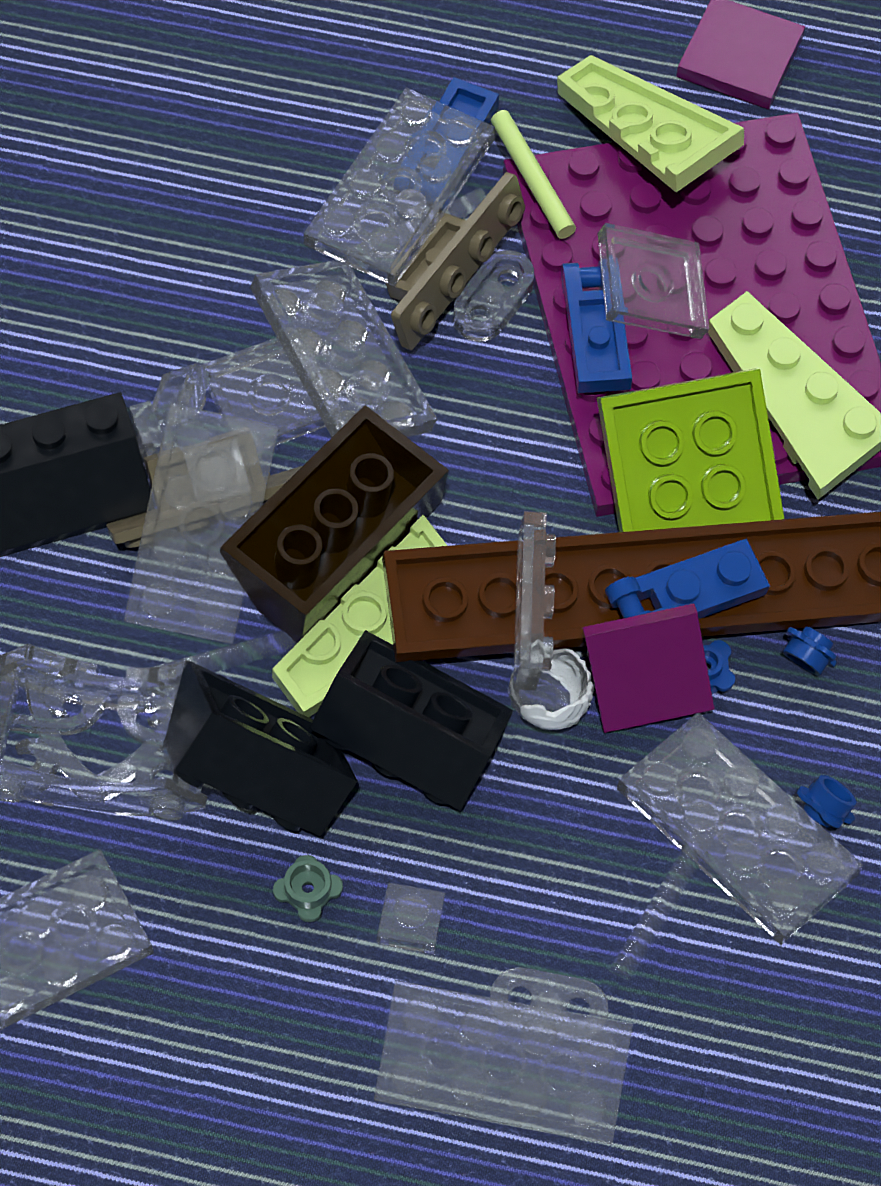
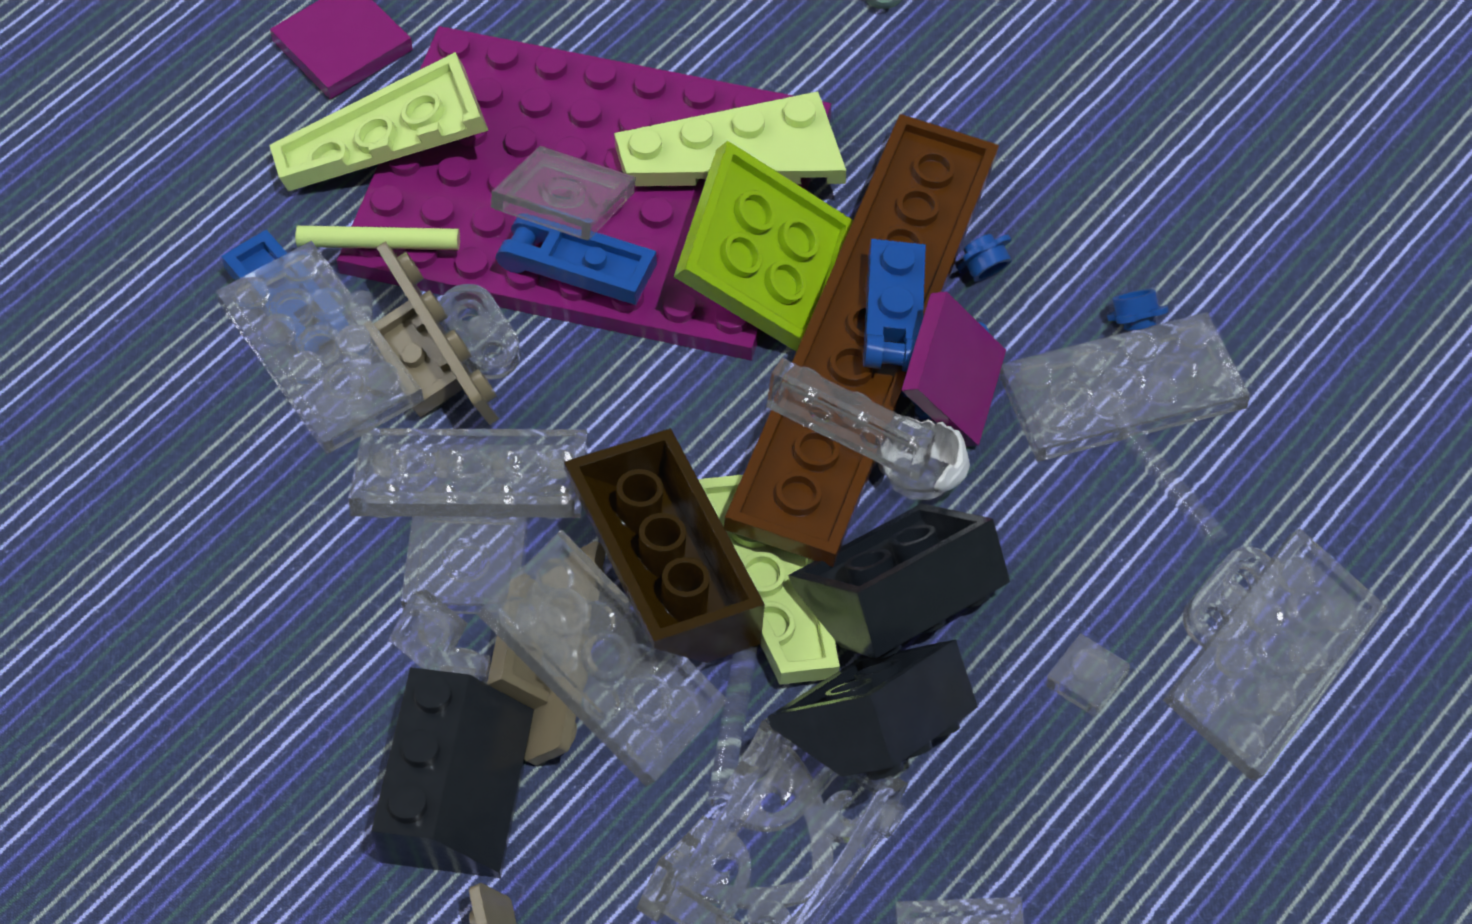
camera: 60 degrees left, 5 degrees down
(307, 871) = (1020, 729): sand green plate -> none

